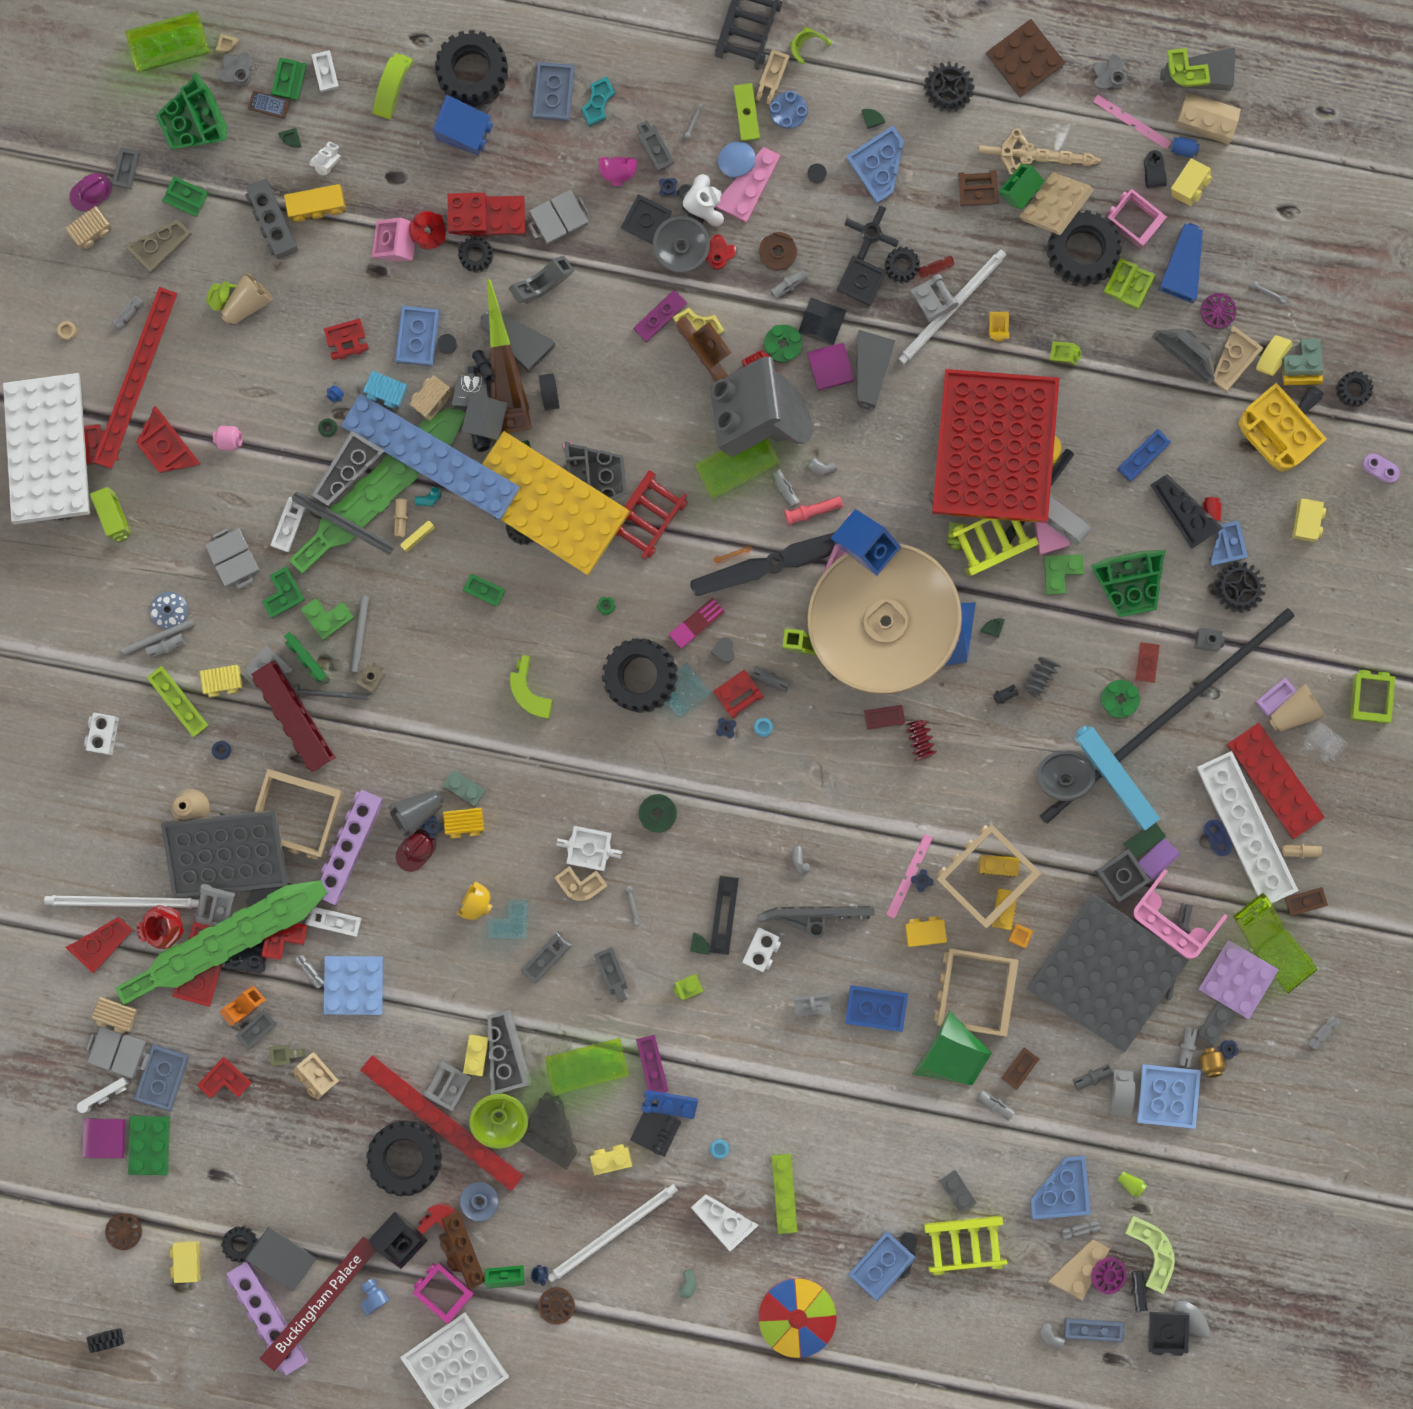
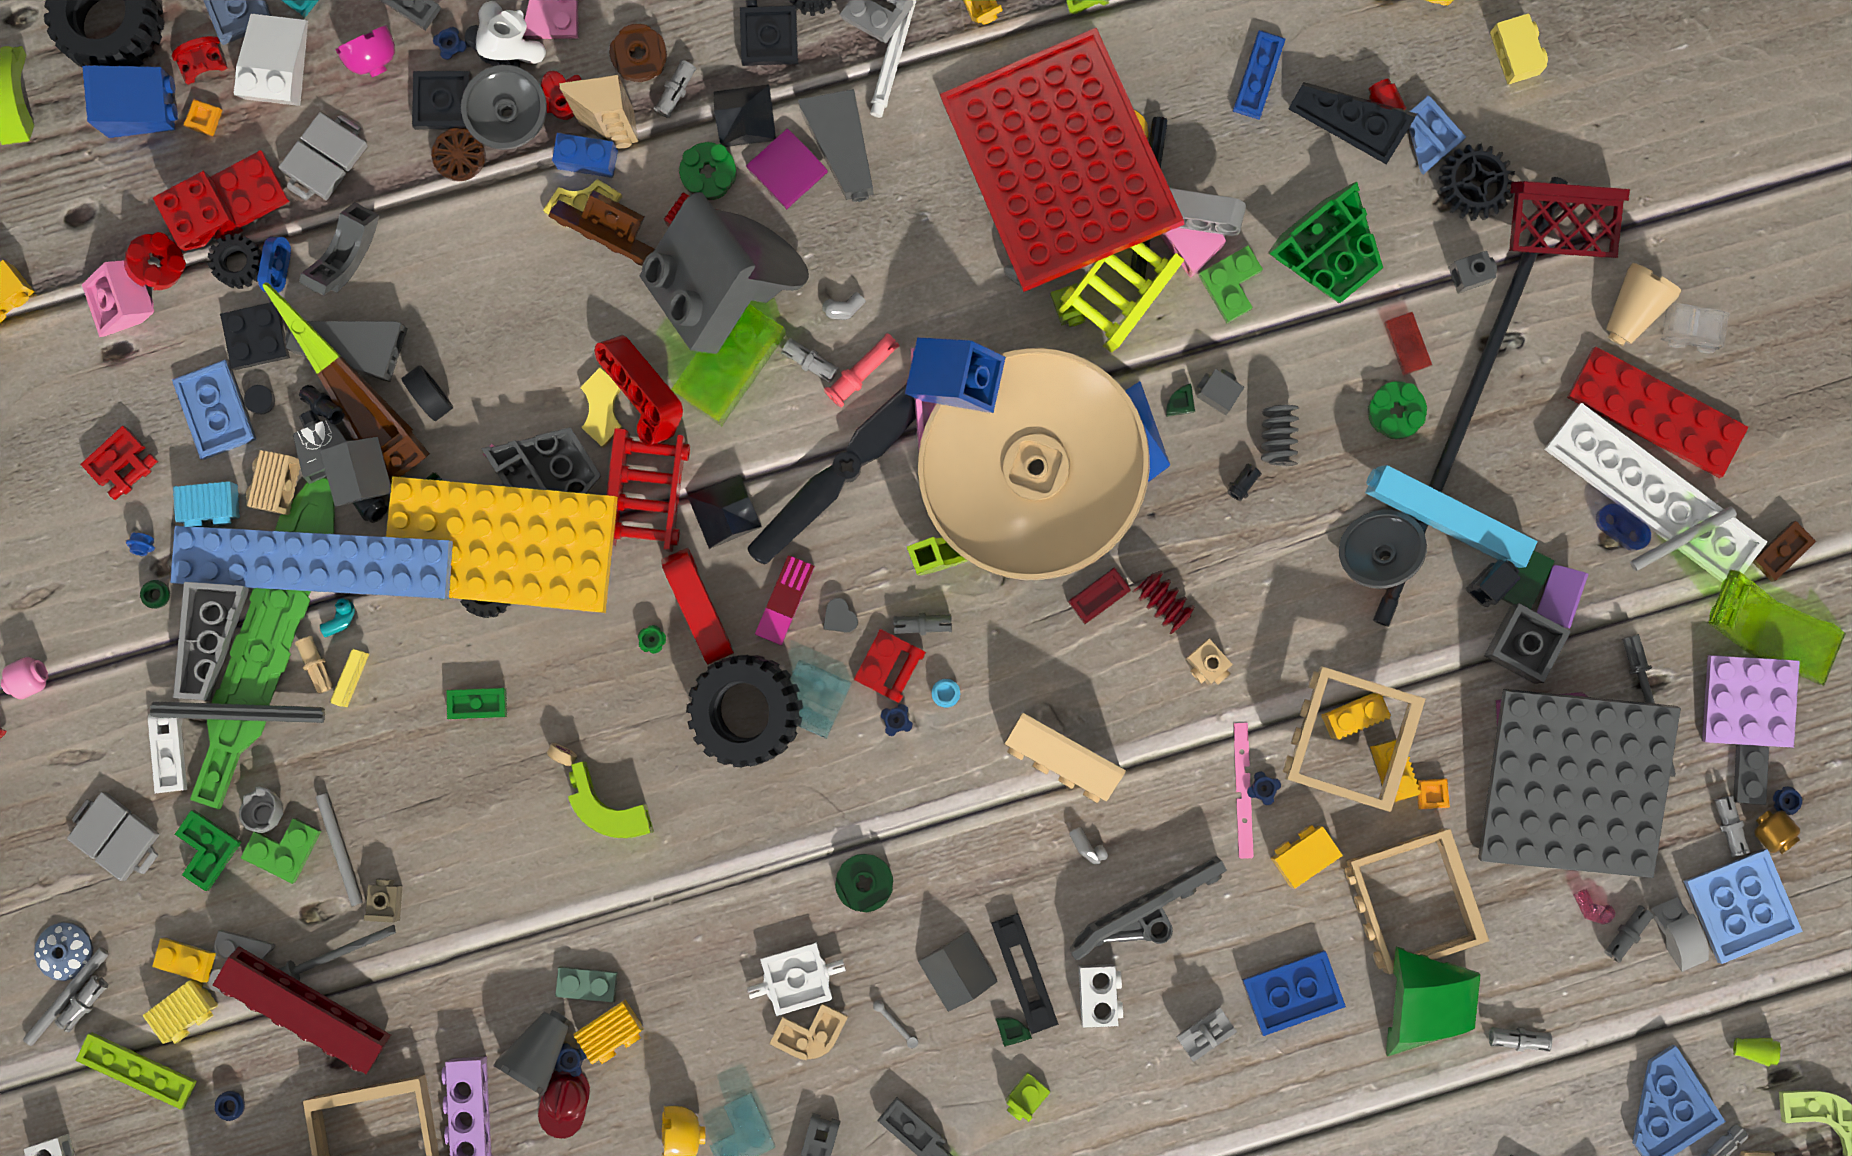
camera: 25 degrees left, 0 degrees up
(237, 651) = (184, 960): none -> yellow plate
(306, 659) = (279, 922): green plate -> none
(327, 587) = (261, 810): none -> light grey hair
(463, 304) = (254, 336): none -> black plate
(497, 267) = (274, 263): none -> blue plate
(498, 157) = (203, 117): none -> light orange tile
(514, 120) = (199, 57): none -> red piece
(519, 646) = (561, 754): none -> tan tile
(558, 144) = (272, 60): none -> white slope
(638, 257) = (458, 155): none -> reddish brown wheel
(643, 599) = (696, 606): none -> red beam
(650, 445) = (601, 396): none -> light yellow tile
(660, 316) = (525, 217): magenta plate -> none
(678, 454) = (643, 387): none -> red beam
(685, 893) = (958, 972): none -> dark grey slope
(688, 552) = (724, 511): none -> black slope
(714, 297) = (585, 155): none -> blue brick
(739, 278) = (603, 108): none -> tan slope
(747, 548) = (801, 466): clear orange hinge -> none
(813, 800) = (1064, 757): none -> tan slope
(927, 790) = (1209, 663): none -> tan brick
(1019, 632) = (1220, 390): none -> dark grey brick
(1020, 1068) = (1527, 972): reddish brown plate -> none
(1078, 1053) = (1592, 911): none -> clear pink arm
(1121, 829) = (1494, 582): none -> black brick
(1148, 916) = (1667, 690): bright pink windscreen -> none
(1248, 862) = (1683, 538): none -> light grey bar
(1275, 697) = (1599, 301): lavender tile -> none
(1285, 621) = (1567, 194): none -> dark red fence
(1301, 851) = (1742, 486): tan axle -> none
(1355, 714) = (1704, 248): lime window -> none

